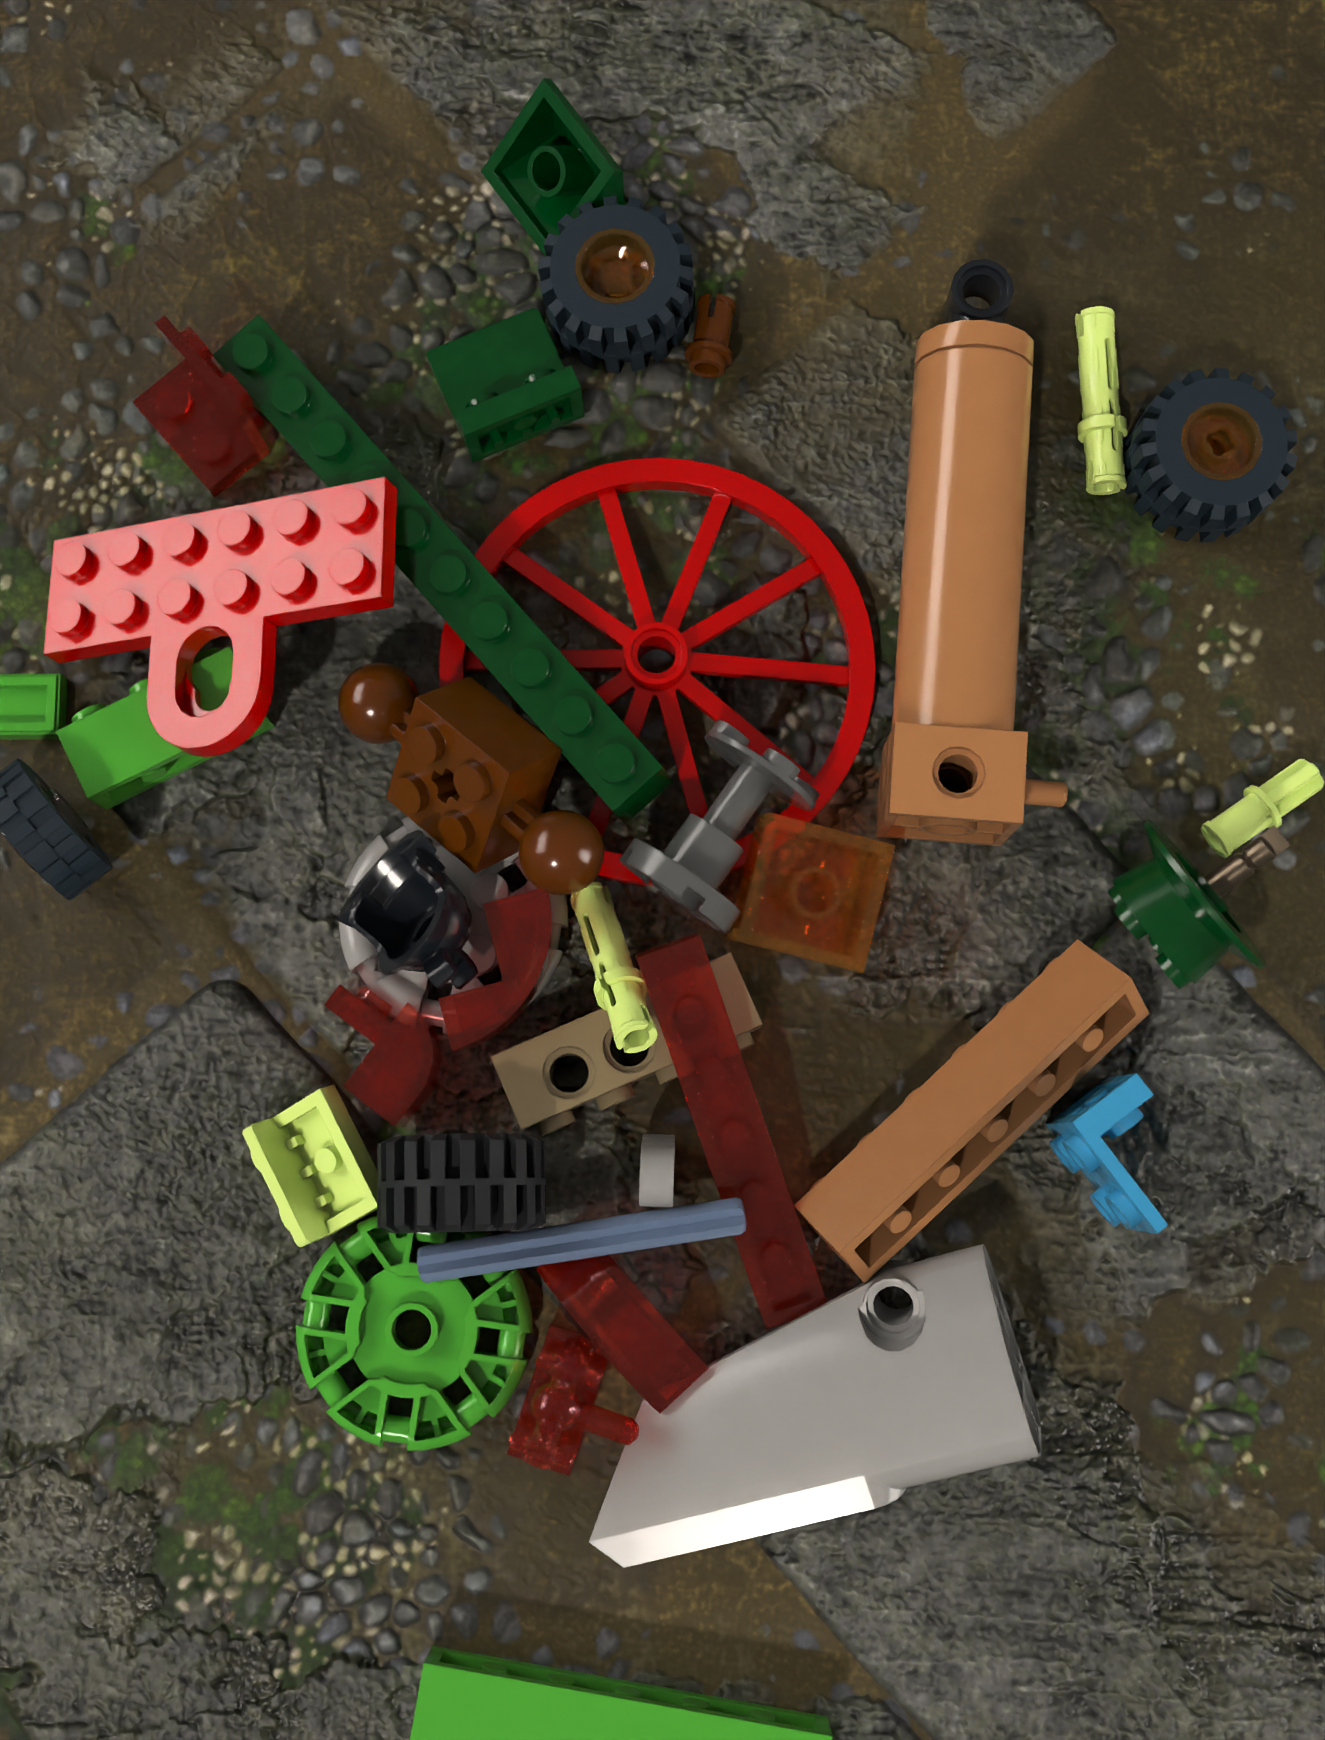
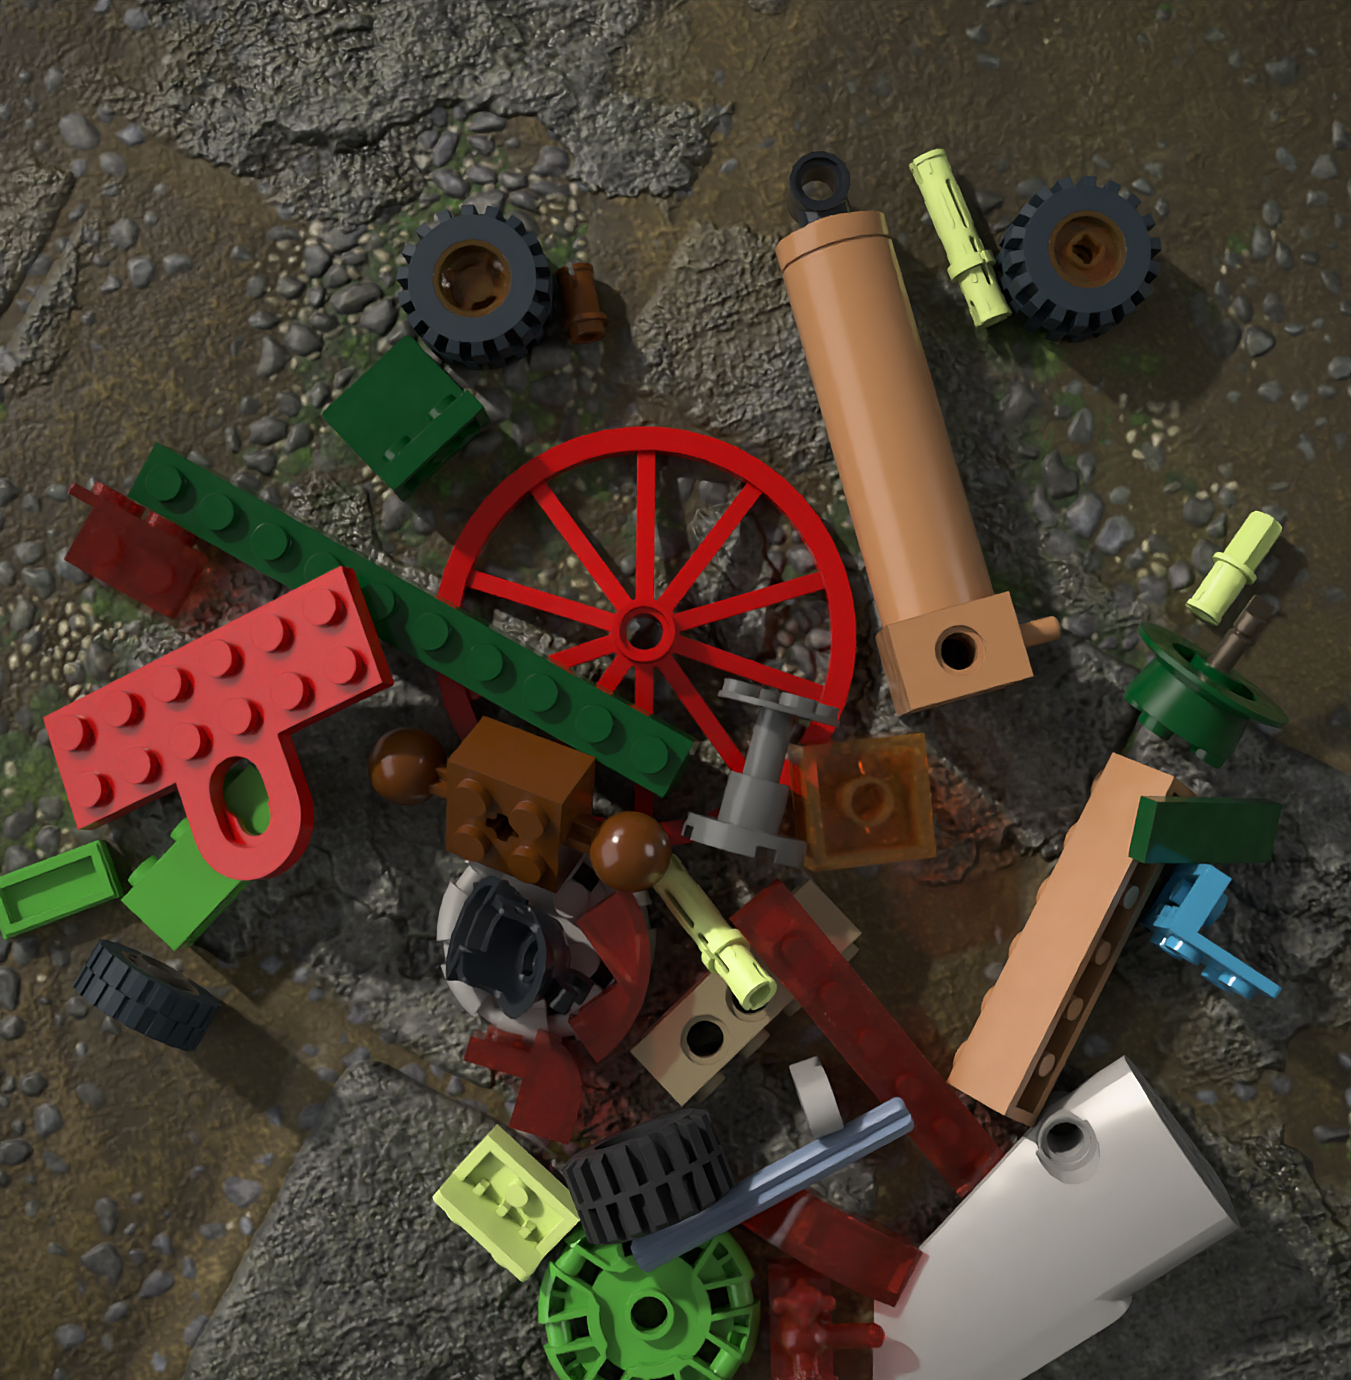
camera: 25 degrees left, 5 degrees up
(551, 165) = (374, 197): dark green slope -> none
(1143, 1043) = (1204, 830): none -> dark green tile

